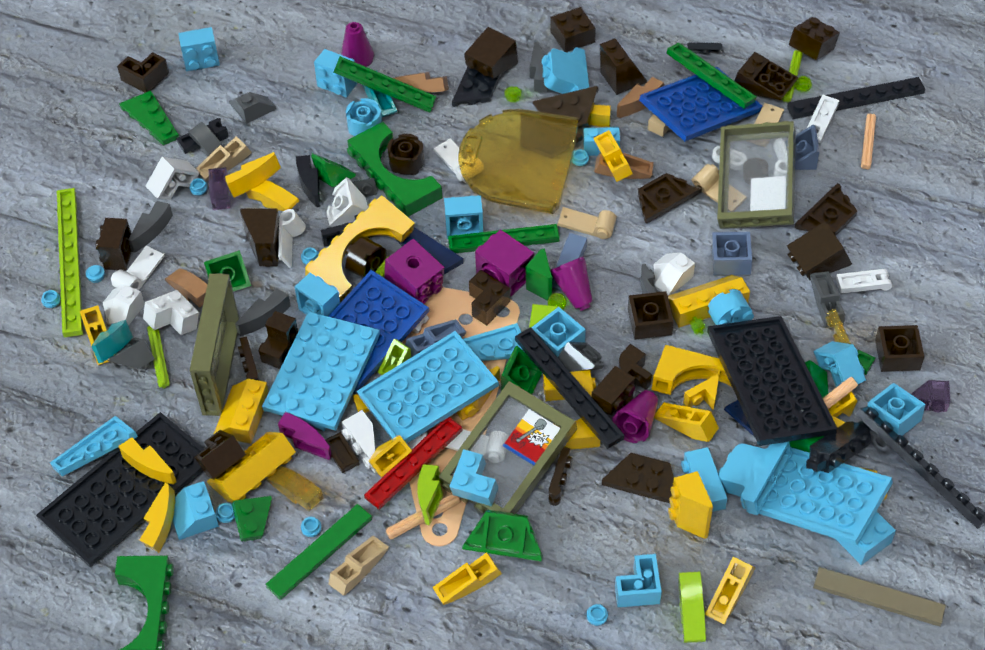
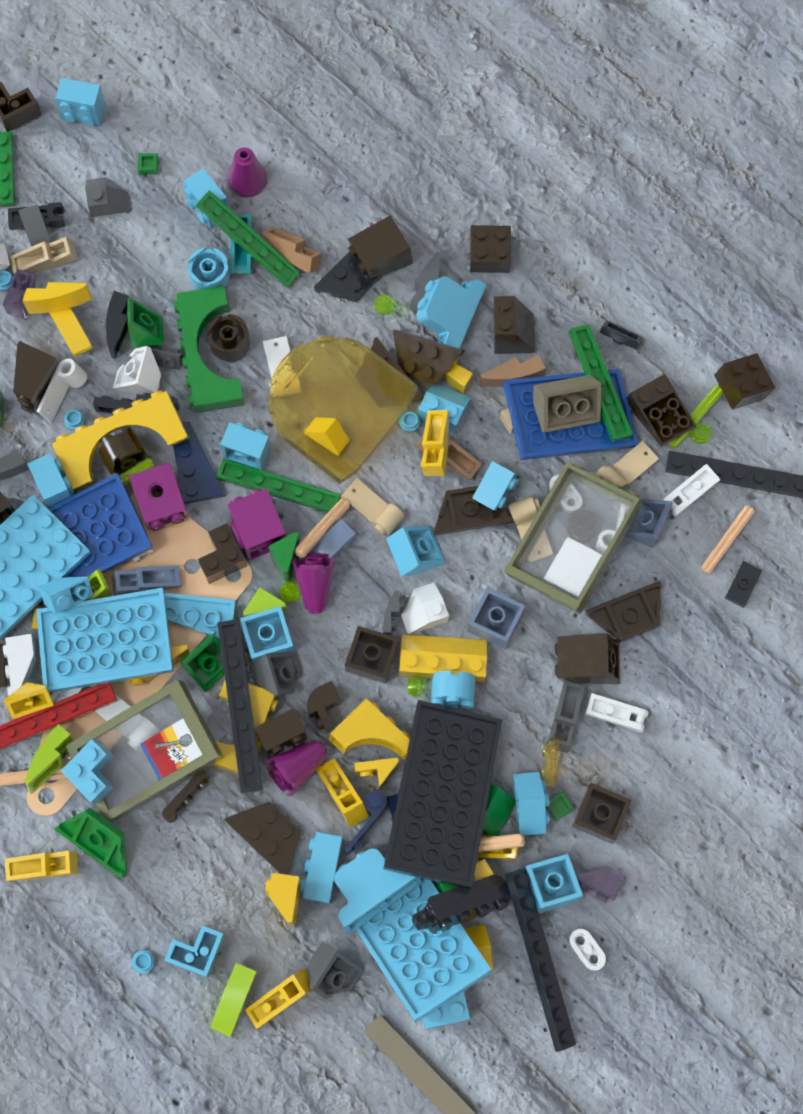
camera: 20 degrees right, 20 degrees up
(273, 73) = (148, 163): none -> green tile
(375, 367) = (65, 592): none -> medium azure slope
(523, 184) = (328, 434): none -> yellow slope
(558, 245) = (322, 528): none -> light nougat axle
(637, 236) = (415, 550): none -> medium azure slope
(676, 165) = (495, 485): none -> medium azure brick
(696, 91) = (567, 403): none -> dark tan slope
(720, 412) = (375, 805): none -> dark blue door
(761, 547) = (332, 972): none -> dark grey slope
(899, 164) = (743, 584): none -> black plate
(951, 448) = (588, 948): none -> white plate

